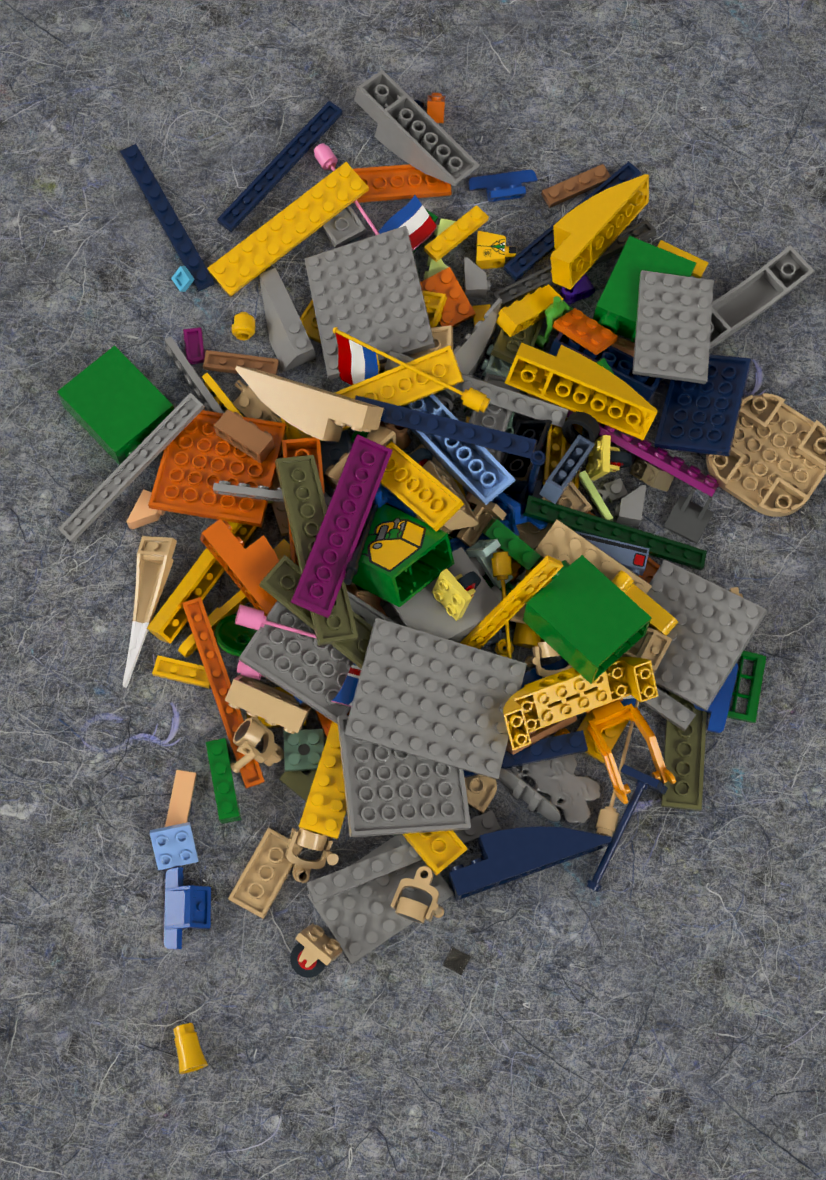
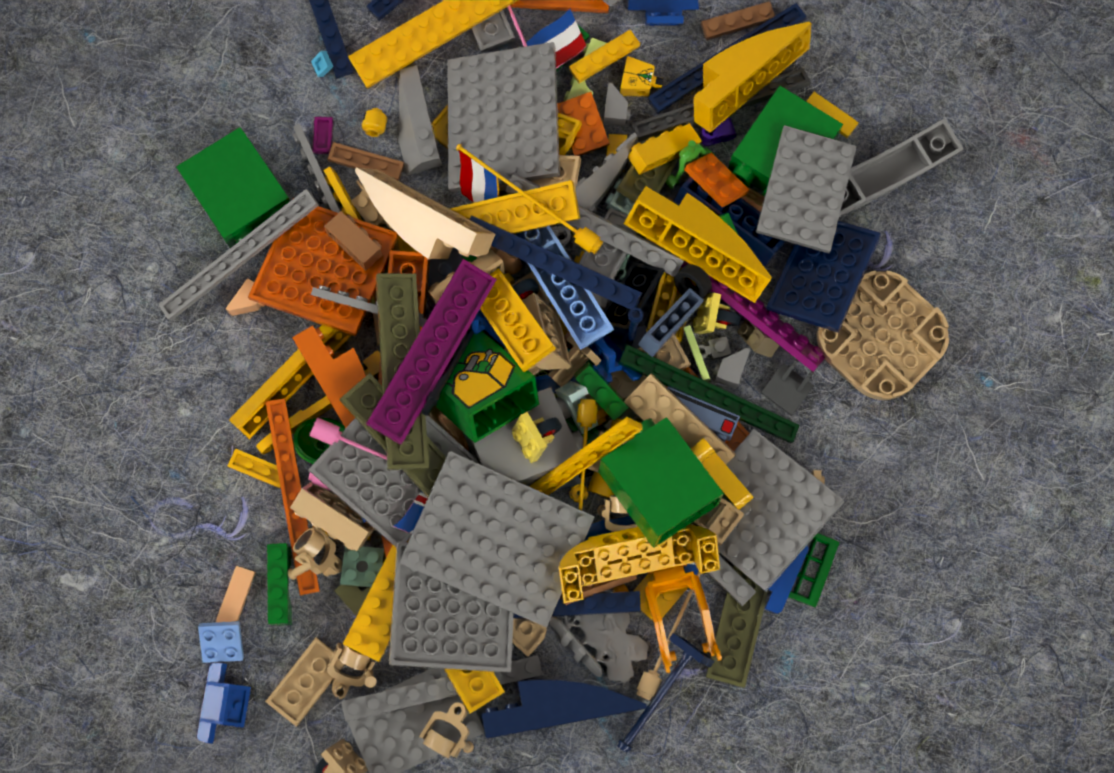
camera: 10 degrees right, 5 degrees up
(152, 571) = (243, 363): tan plate -> none

